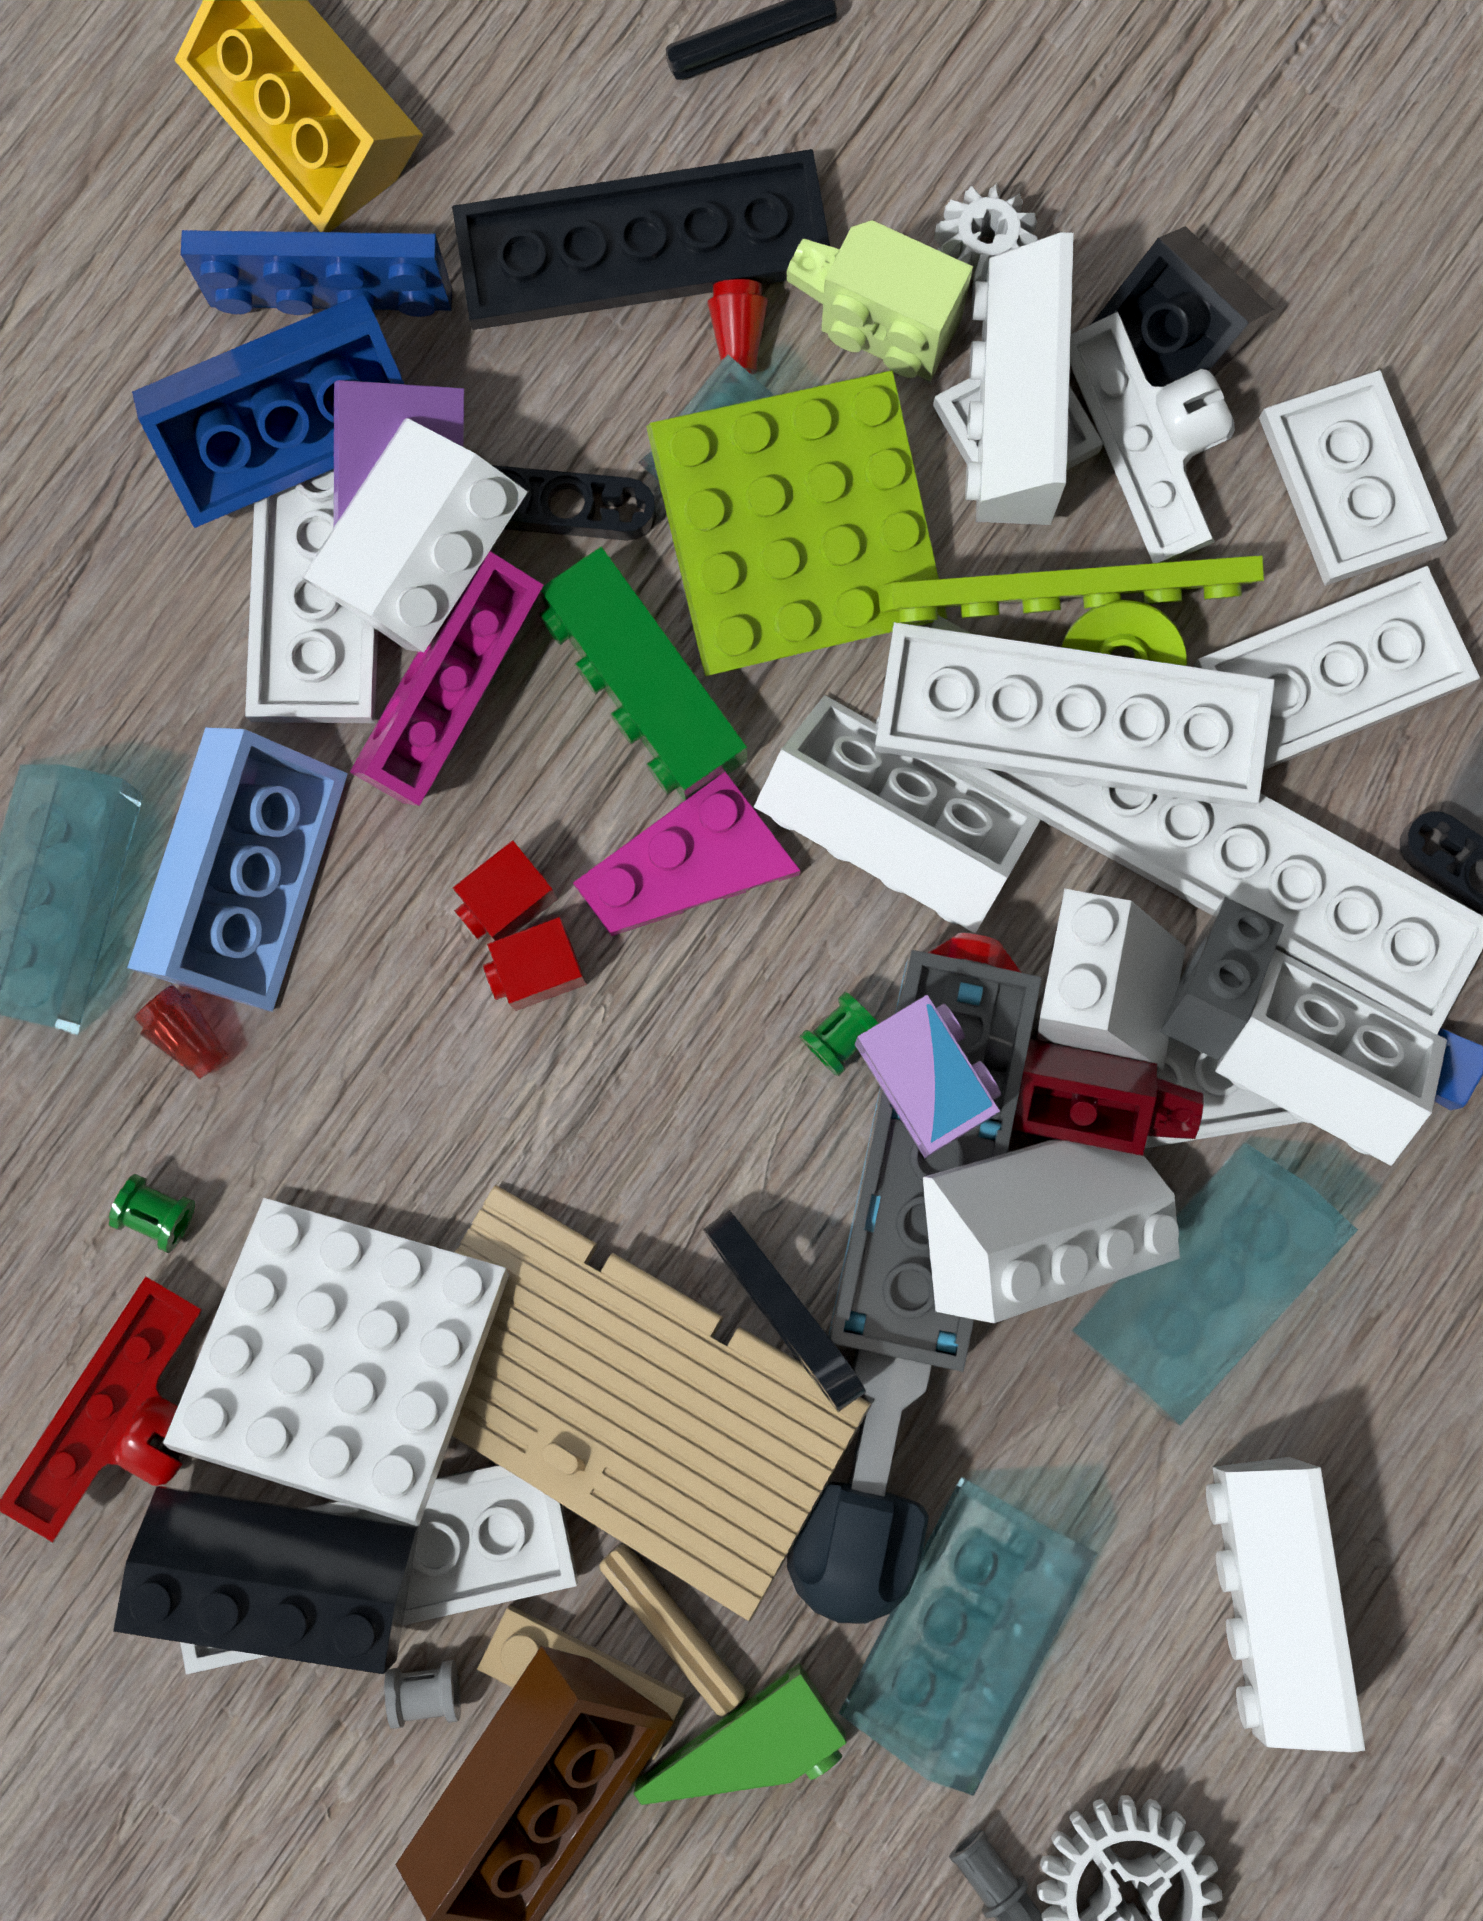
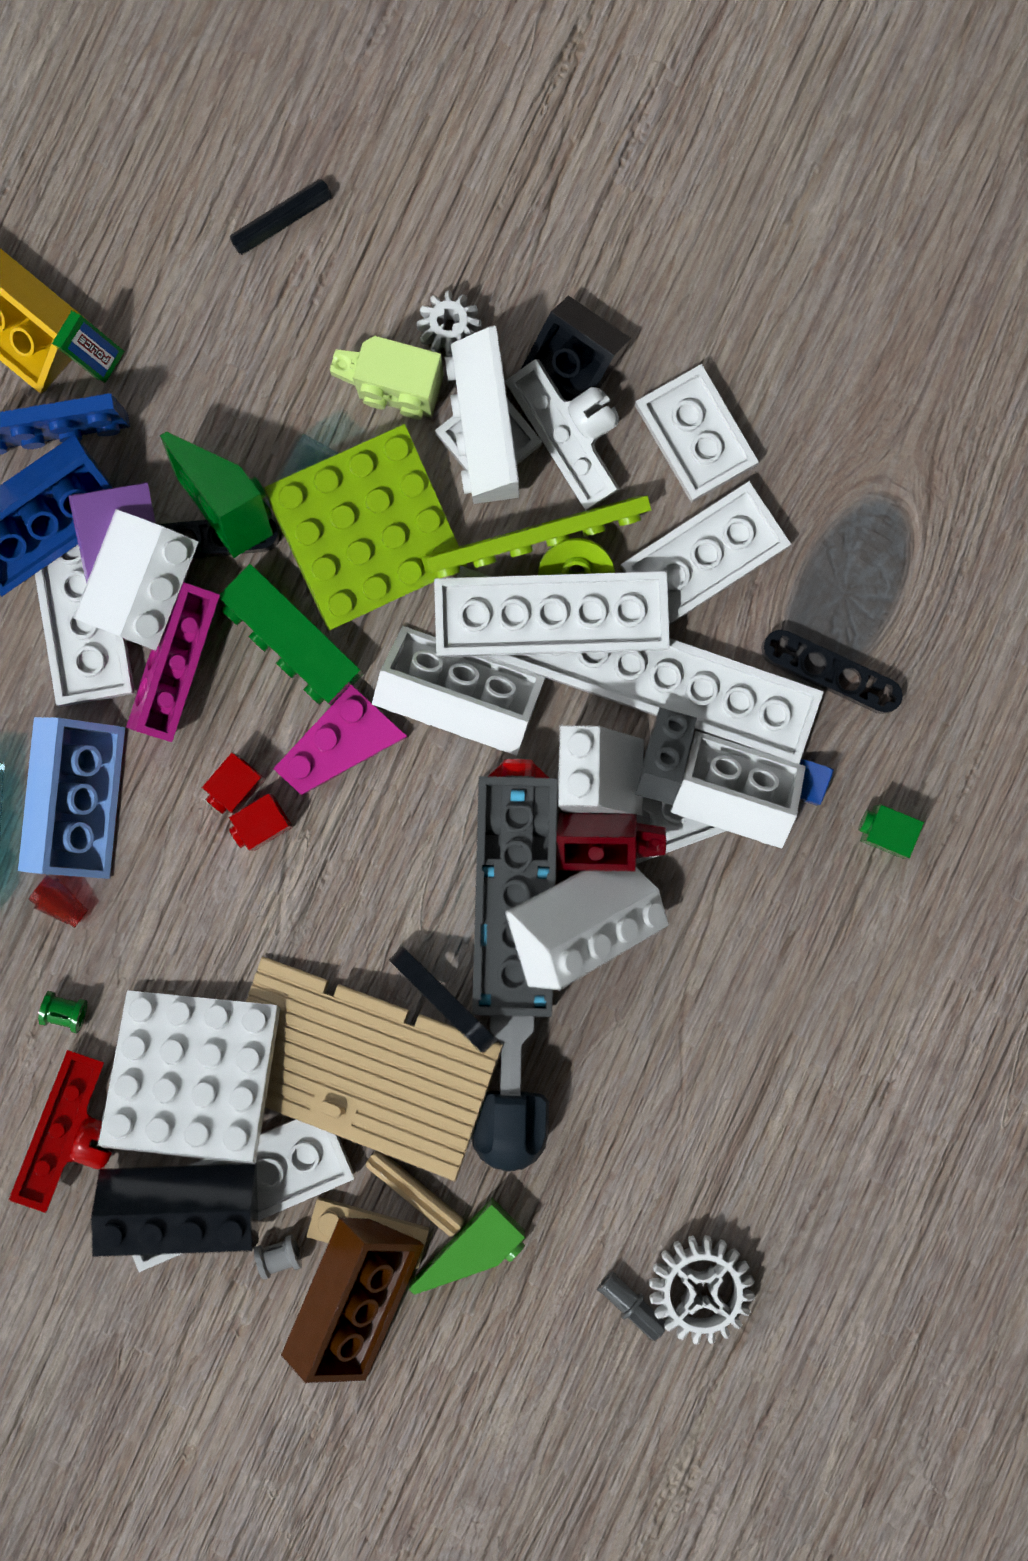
camera: 10 degrees left, 5 degrees up
(412, 167) = (88, 347): none -> tile
(577, 425) = (221, 493): none -> green slope
(636, 238) = (235, 363): black plate -> none
(738, 320) = (307, 405): red cone -> none
(836, 1036) = (449, 829): green bush -> none
(928, 1074) = (499, 850): lavender brick -> none
(967, 1637) = (584, 1164): clear light blue slope -> none
(1244, 1258) = (704, 920): clear light blue slope -> none
(1285, 1605) = (761, 1111): white slope -> none

